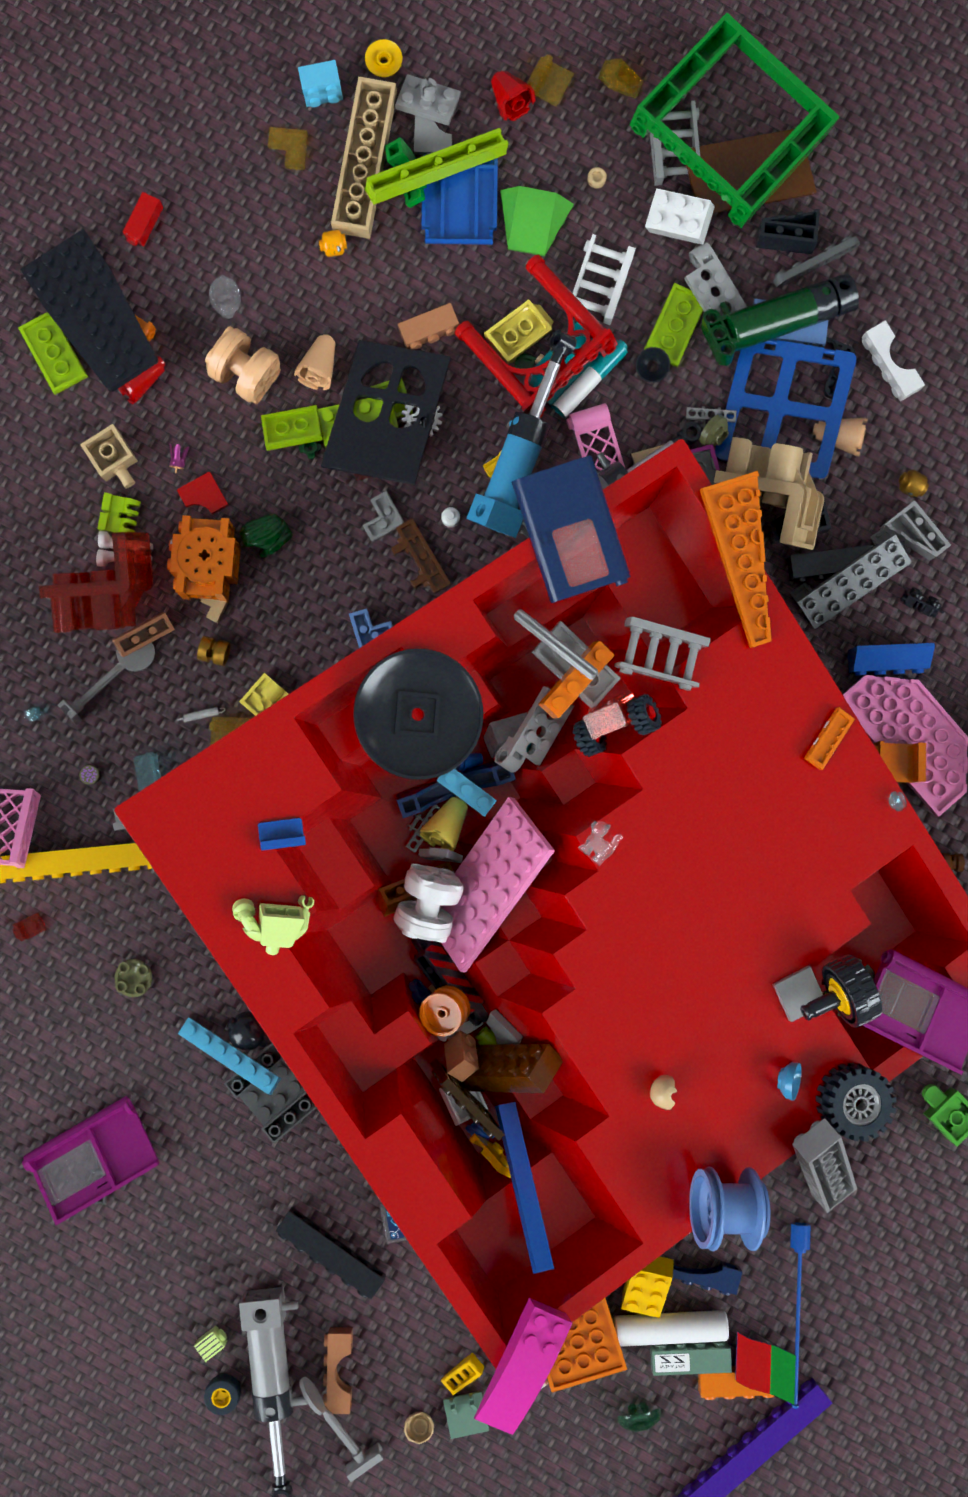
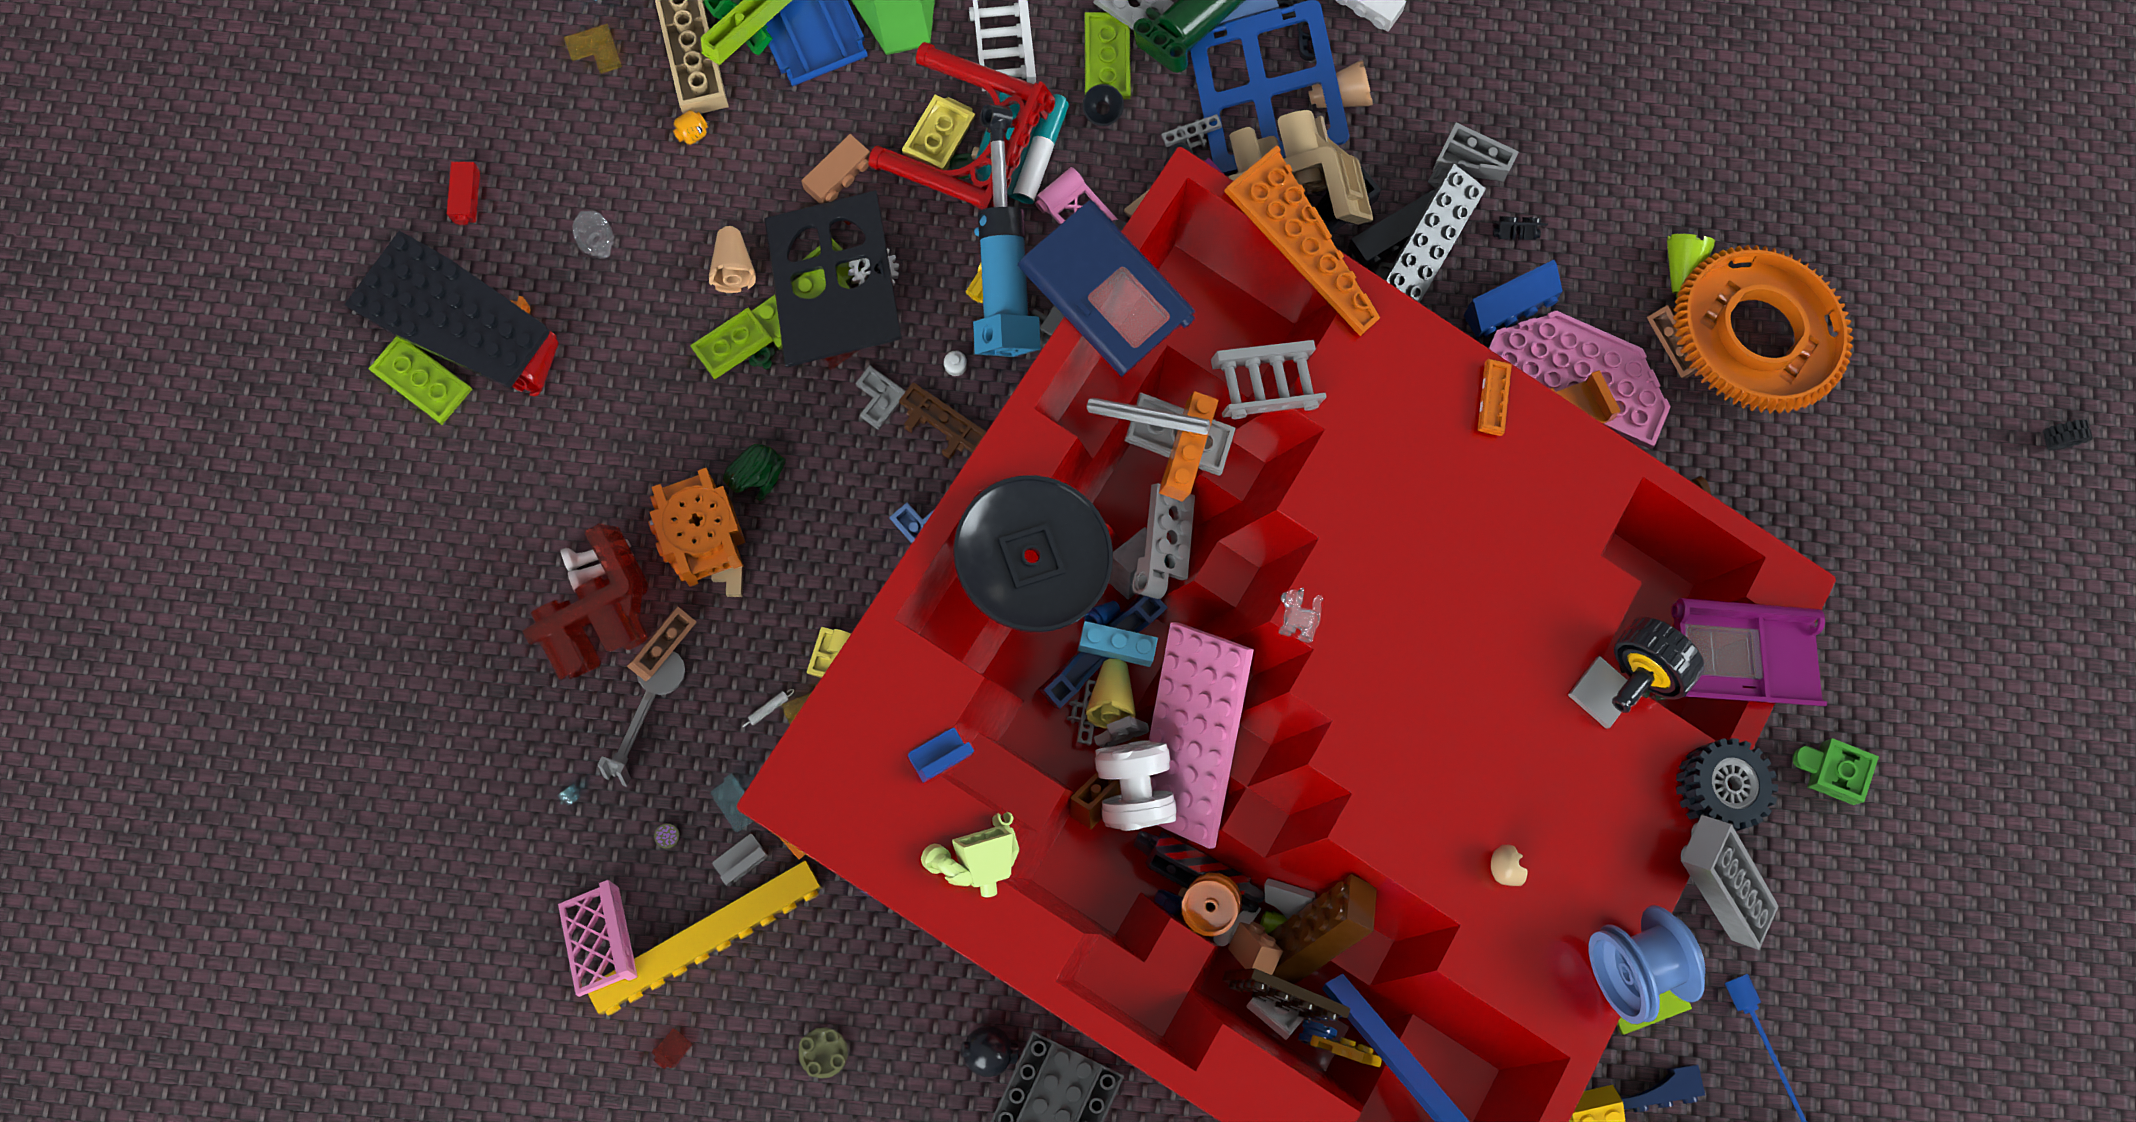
camera: 25 degrees left, 10 degrees down
(110, 455) = (537, 461): tan brick -> none
(113, 508) = (564, 521): lime legs -> none
(177, 462) = (615, 435): flat silver piece -> none
(203, 493) = (662, 458): red tile -> none
(220, 651) = (760, 626): pearl gold wheel -> none
(229, 1056) = (981, 1088): medium azure plate -> none
(231, 357) = (630, 294): light nougat piece -> none
(612, 716) = (1250, 467): brick -> none
(715, 431) = (1205, 142): olive piece -> none
(789, 1080) = (1641, 793): dark azure piece -> none
(897, 801) = (1602, 434): clear light blue plate -> none
(913, 483) = (1445, 108): pearl gold head -> none

